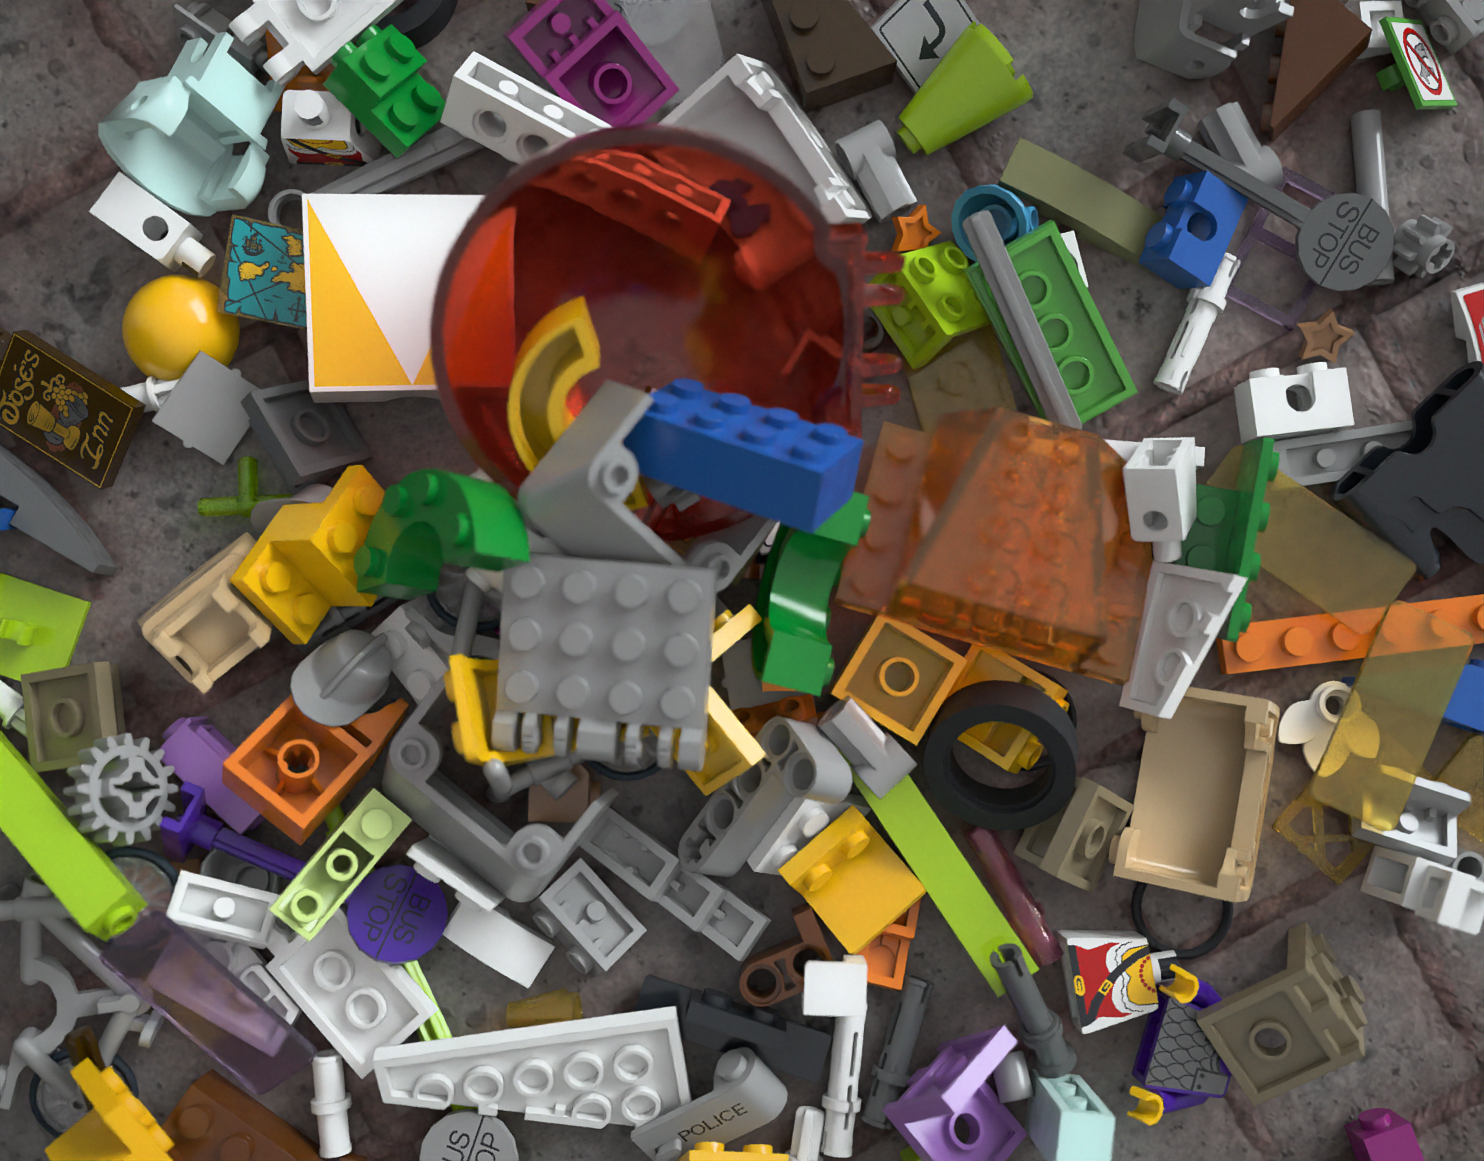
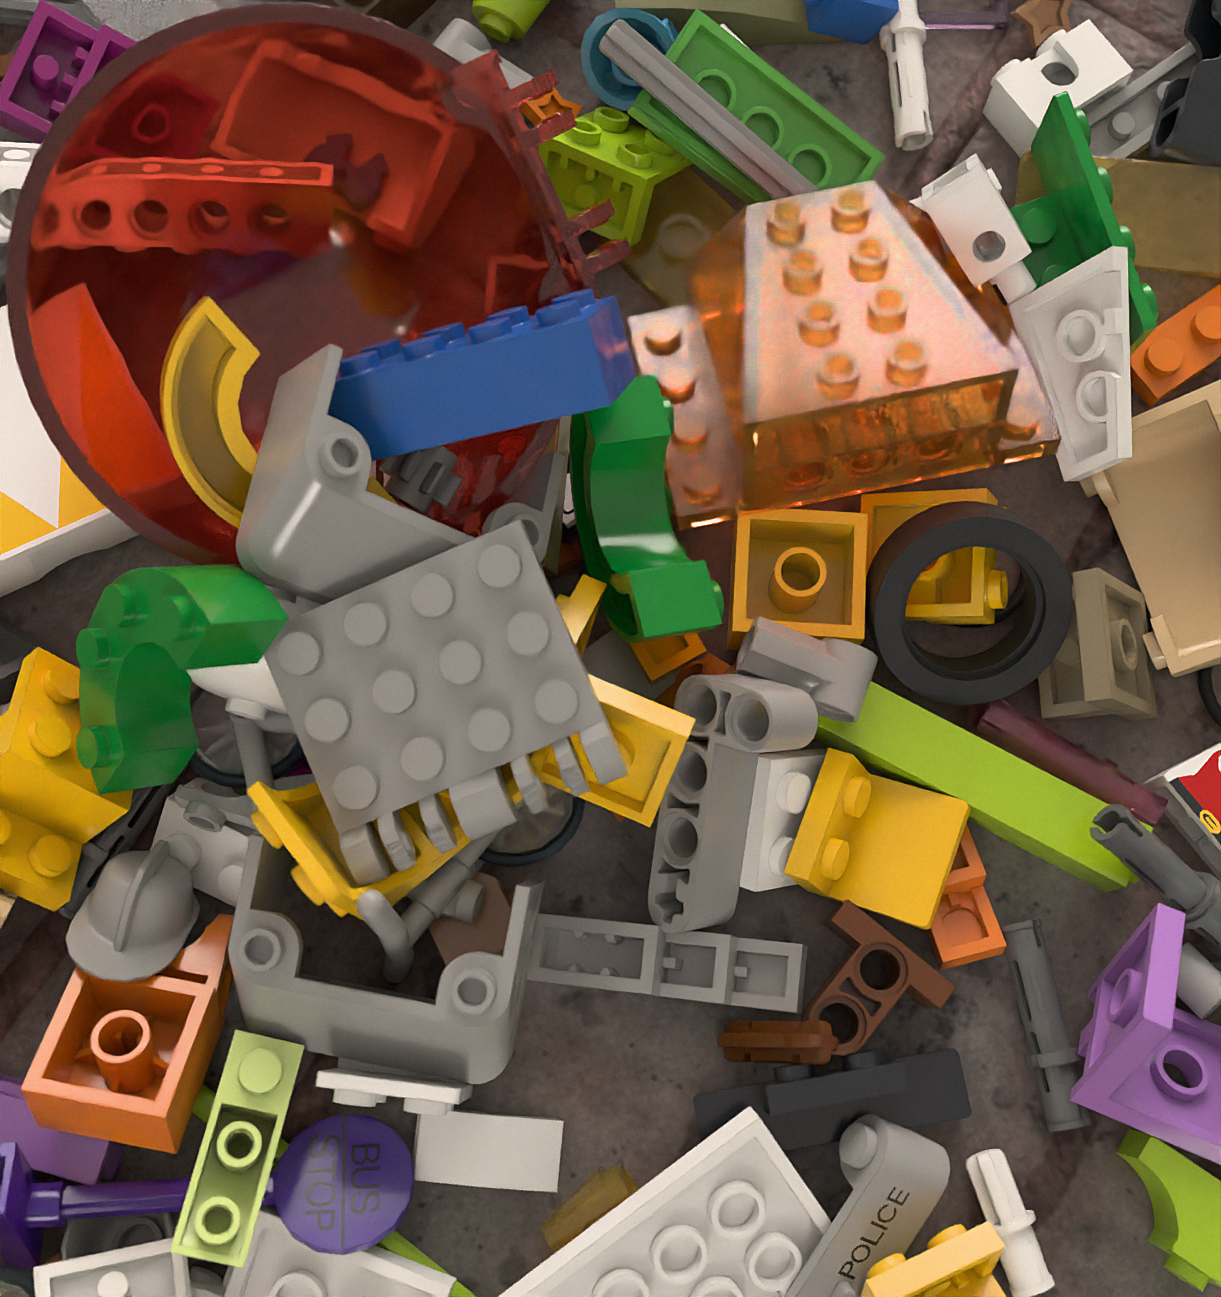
camera: 25 degrees left, 10 degrees down
(586, 919) = (583, 1066): light grey bracket -> none
(716, 973) = (778, 1042): none -> reddish brown axle
(835, 987) = (932, 970): white panel -> none
(841, 1098) = (1007, 1110): white pin -> none

